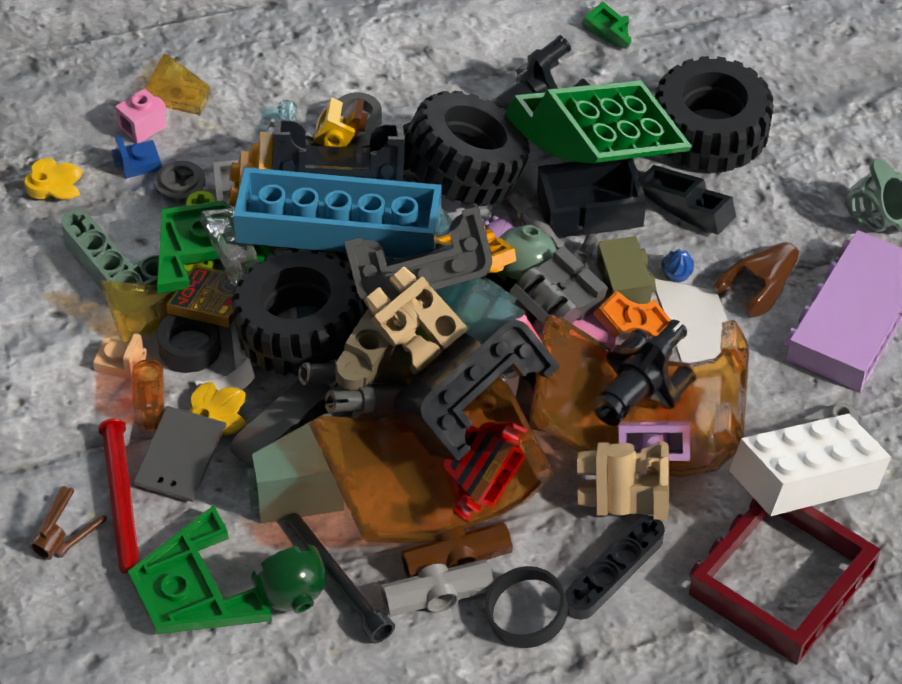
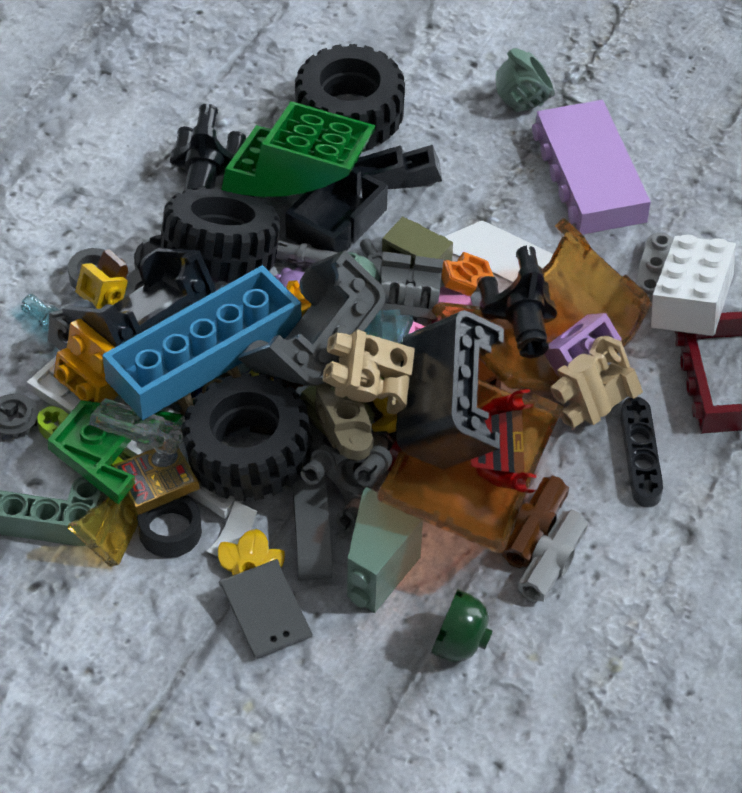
camera: 45 degrees left, 0 degrees up
(49, 536) = (245, 747): reddish brown plant -> none
(119, 357) = (131, 576): light nougat bracket -> none
(120, 493) = (257, 673): red axle -> none
(148, 388) = (195, 589): clear orange beam -> none
(180, 590) = (383, 701): green wing -> none
(376, 624) = (540, 612): black piece -> none
(512, 577) = (632, 489): black tyre -> none
(608, 25) = (194, 84): green slope -> none
(677, 265) = (442, 220): blue plate -> none
(769, 267) = (501, 176): reddish brown animal -> none

